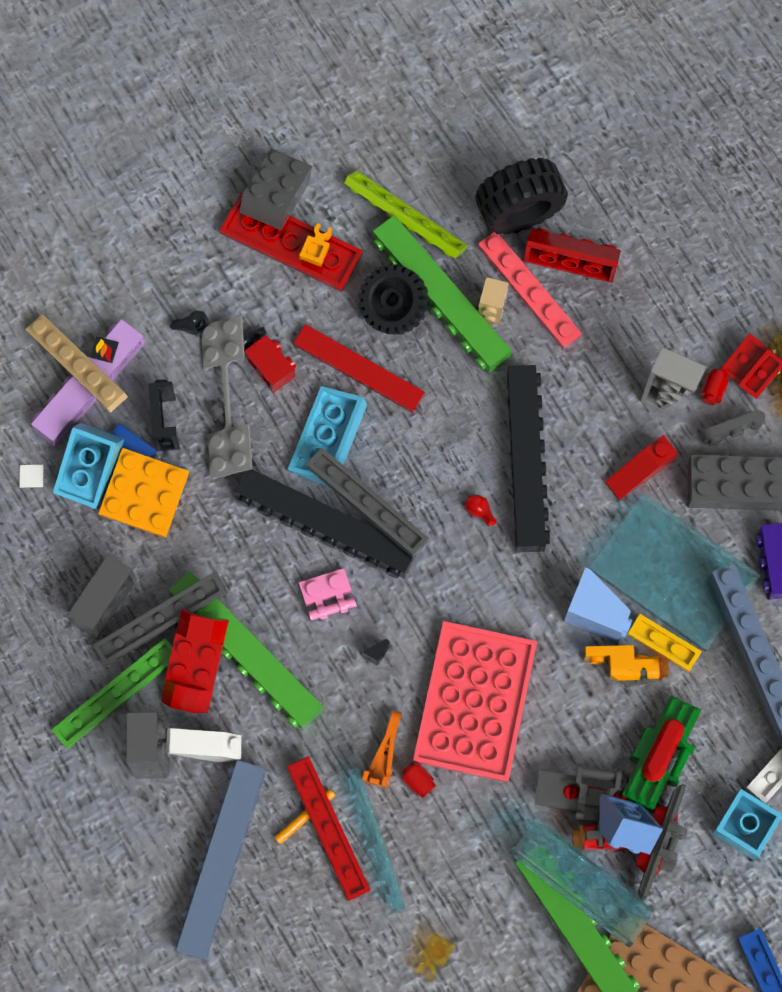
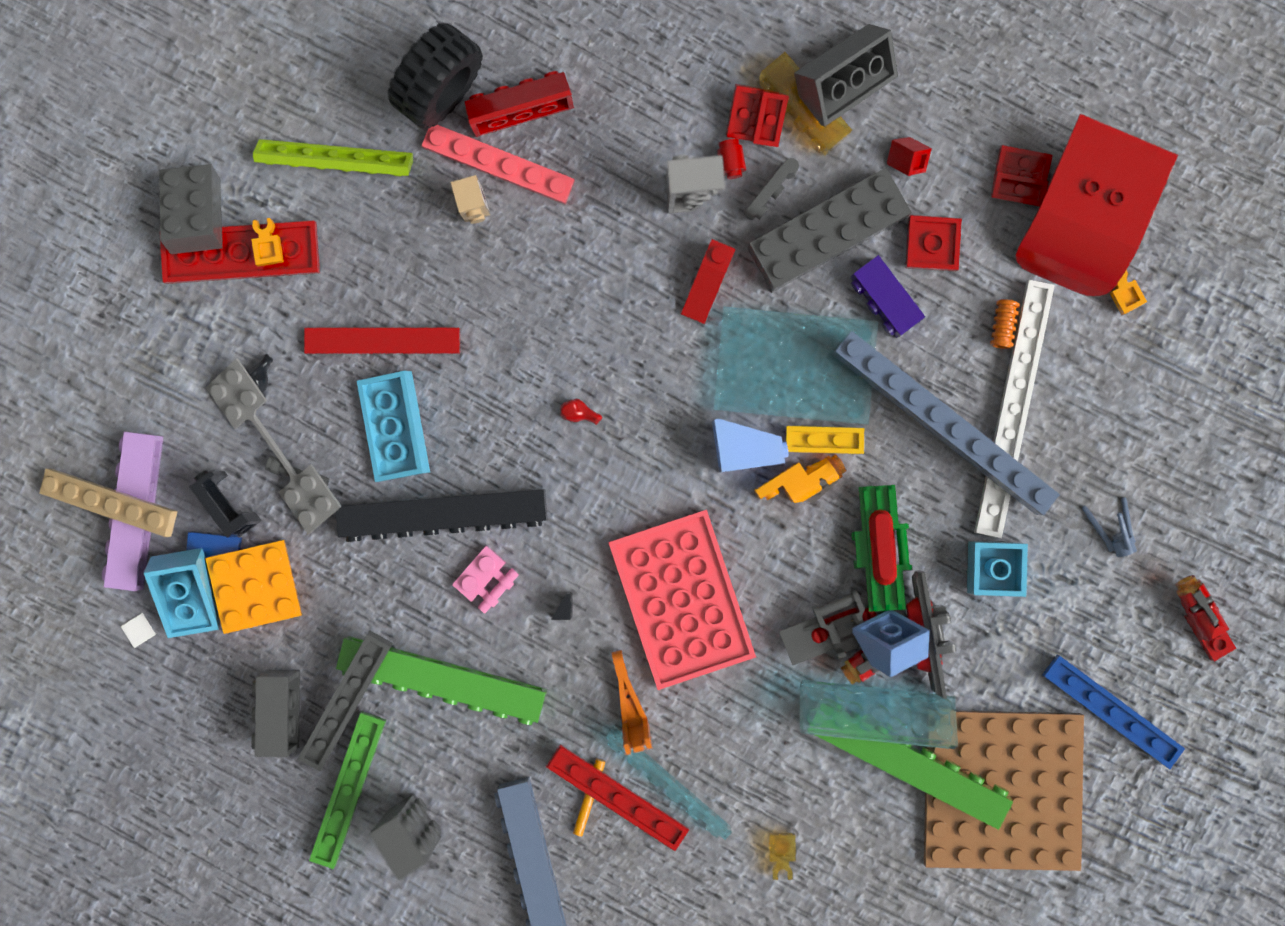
camera: 30 degrees left, 15 degrees up
(104, 349) = (126, 472): black sticker -> none
(192, 324) = (197, 391): black animal -> none
(194, 662) = (402, 724): red piece -> none
(204, 745) = (457, 797): white slope -> none
(270, 363) = (295, 388): red brick -> none
(367, 502) = (469, 475): dark grey plate -> none
(377, 294) = (388, 241): black wheel -> none
(418, 779) = (672, 704): red brick -> none
(444, 297) = (415, 219): bright green brick -> none
(526, 459) = (593, 336): black brick -> none

